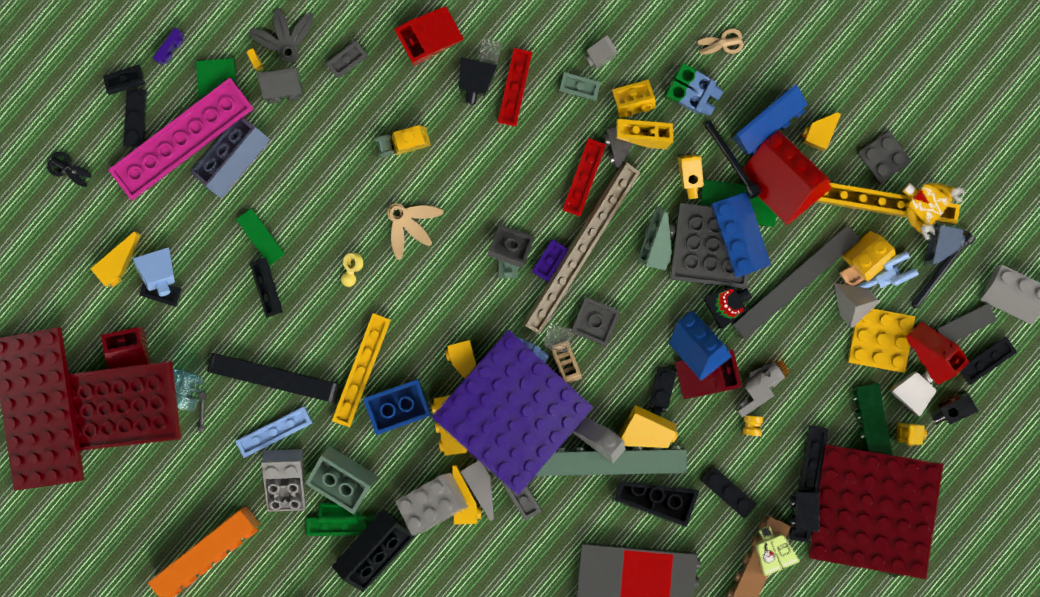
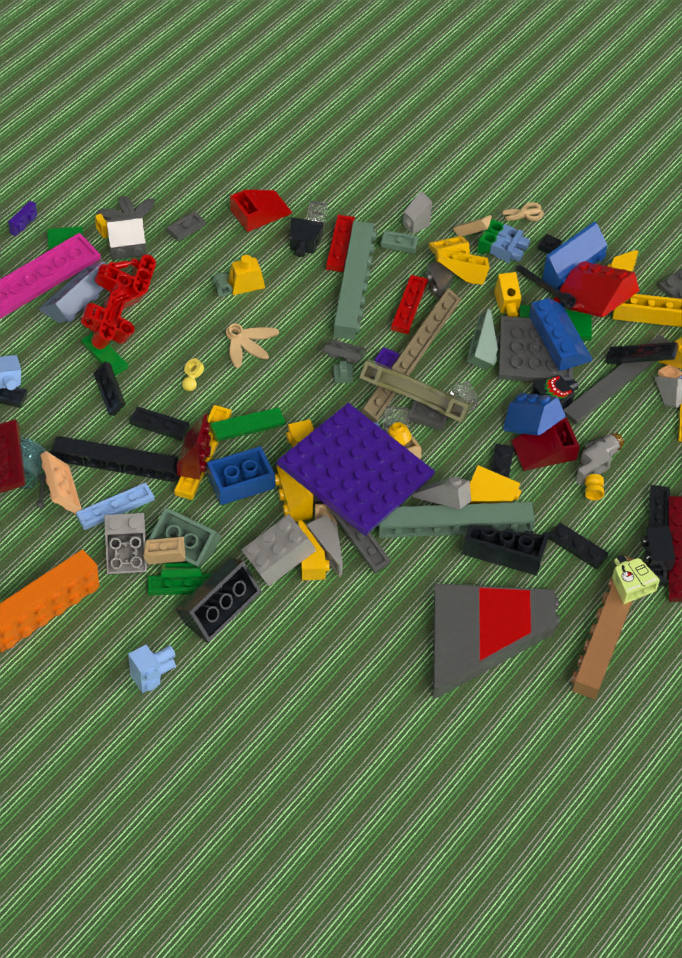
camera: 10 degrees left, 35 degrees down
(218, 413) = (60, 482): none -> light nougat plate
(277, 169) = (125, 292): none -> red beam
(317, 333) = (159, 423): none -> black plate
(321, 496) = (164, 550): none -> tan slope
(349, 387) = (195, 450): none -> dark red slope
(406, 339) = (247, 424): none -> green tile
(526, 142) = (354, 279): none -> sand green brick
(559, 361) = (400, 433): none -> yellow cone
(613, 329) = (401, 383): none -> olive arch
(631, 306) = (465, 392): none -> clear brick
(662, 68) = (473, 226): none -> tan slope
(745, 91) = (549, 244): none -> black plate
(824, 262) = (642, 353): none -> black tile

